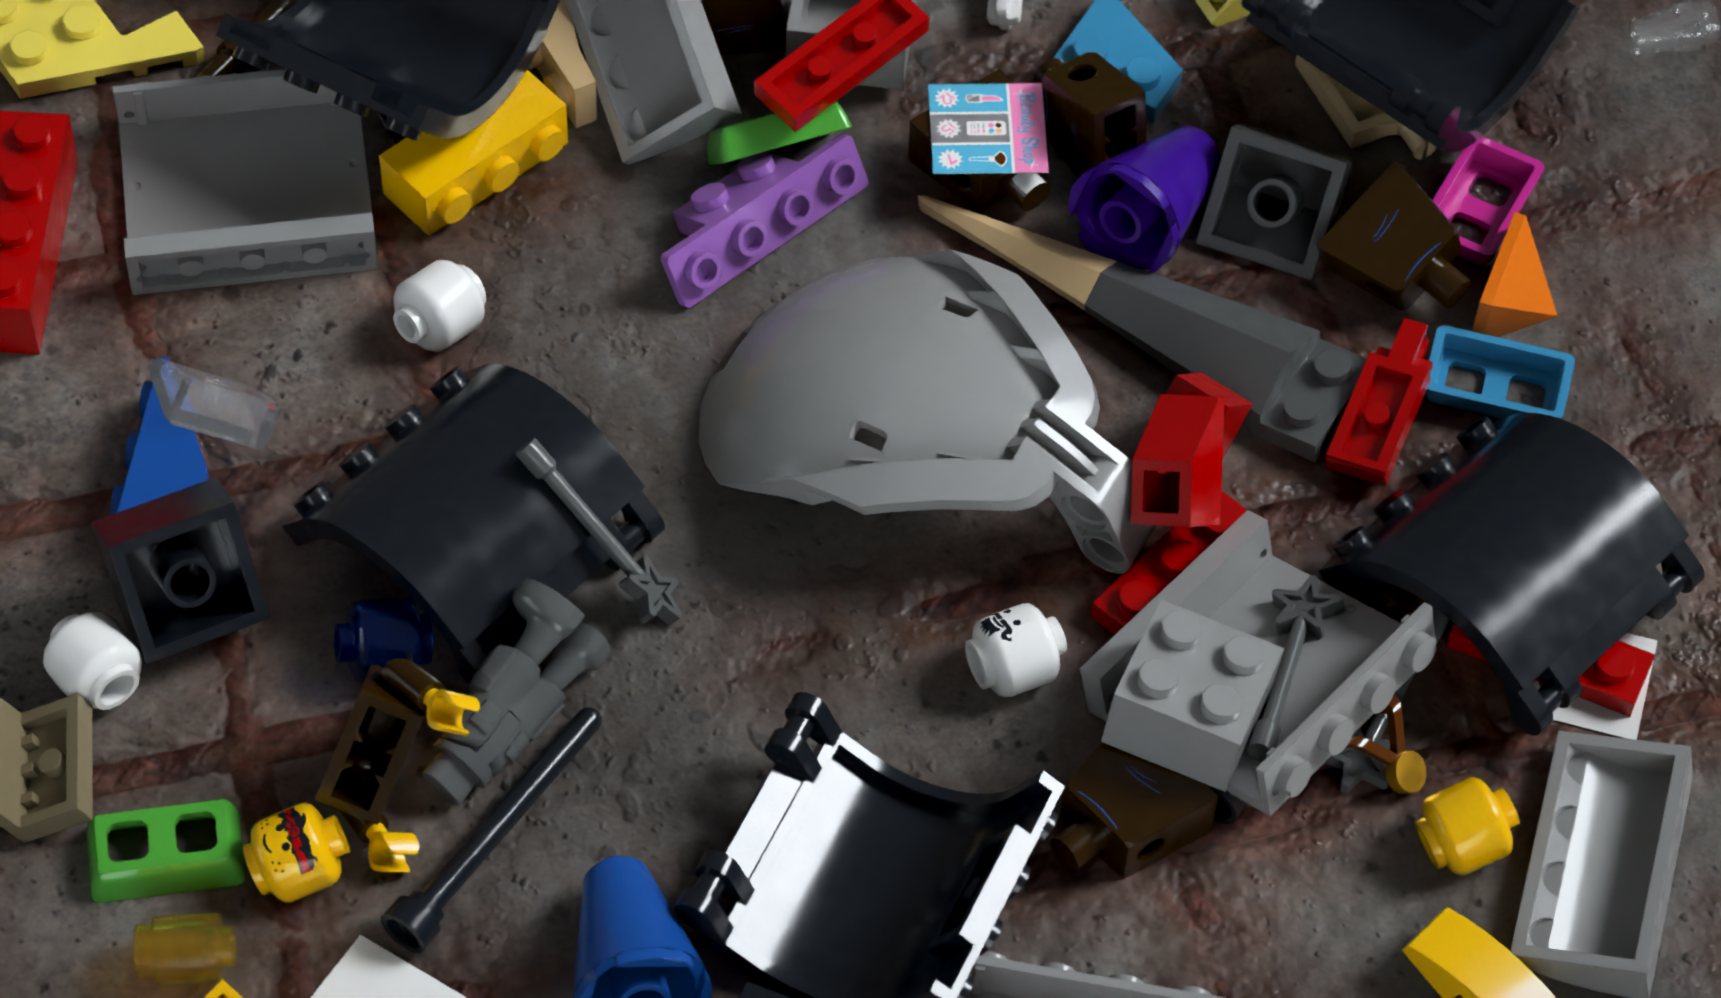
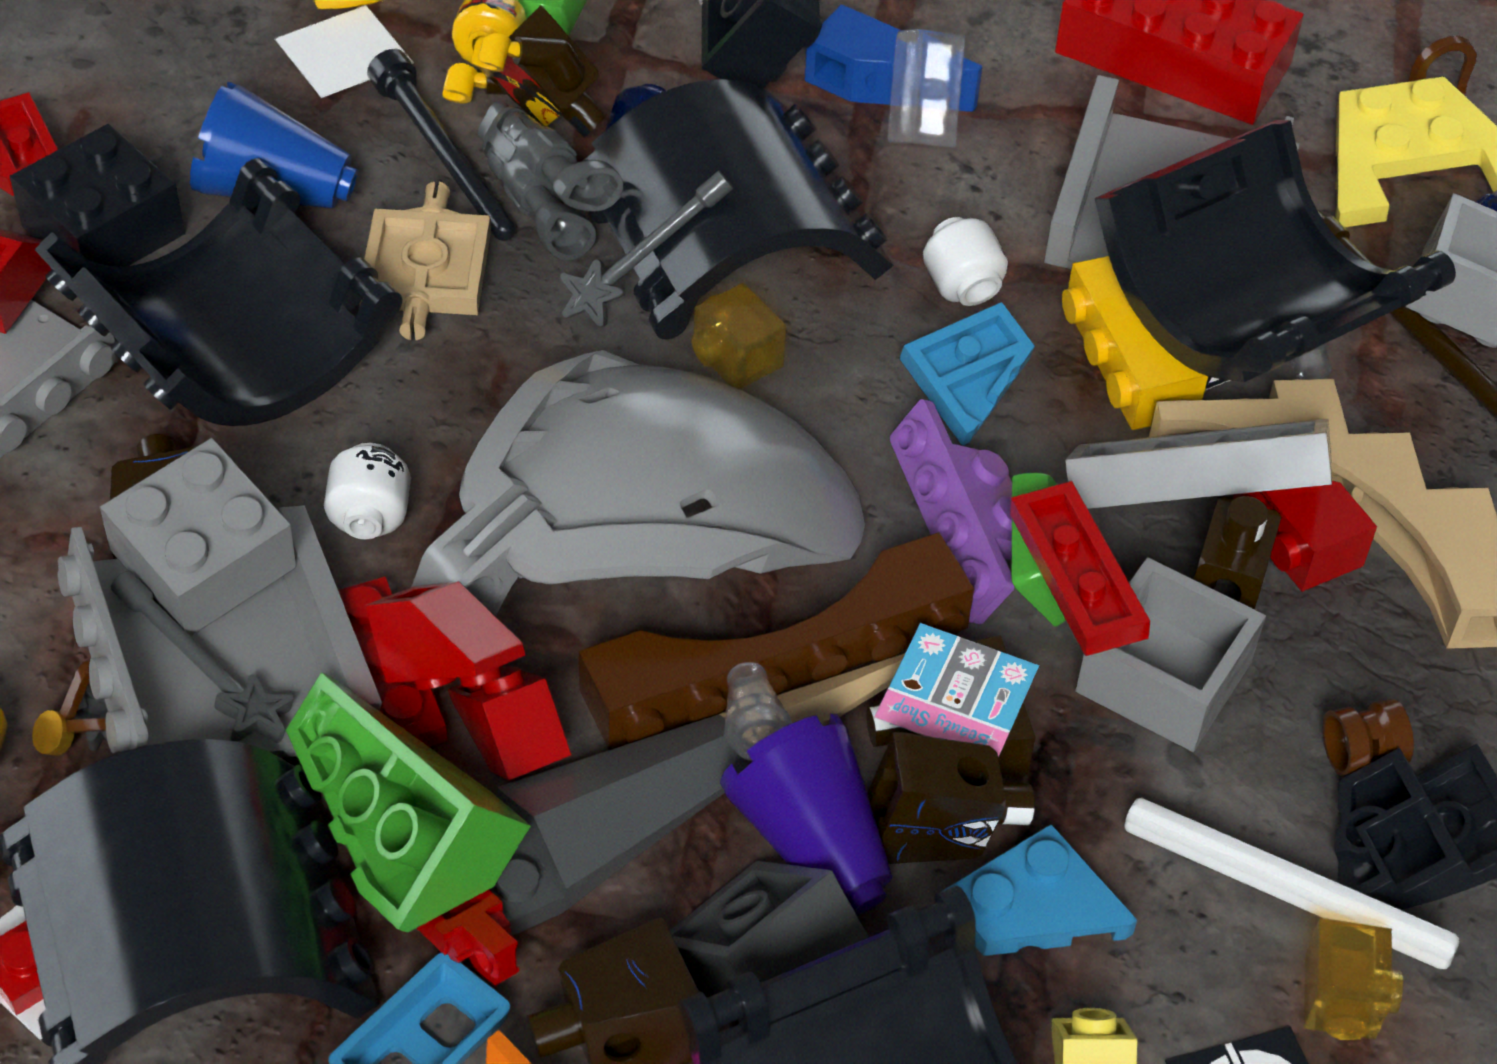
camera: 115 degrees right, 5 degrees down
(574, 263) = (969, 367): none -> dark azure wing
(653, 441) = (738, 336): none -> clear yellow brick
(682, 754) = (430, 258): none -> tan plate
(886, 214) = (663, 682): none -> reddish brown arch
(1095, 249) = (751, 708): none -> clear cone
(1343, 436) = (408, 815): none -> bright green wedge

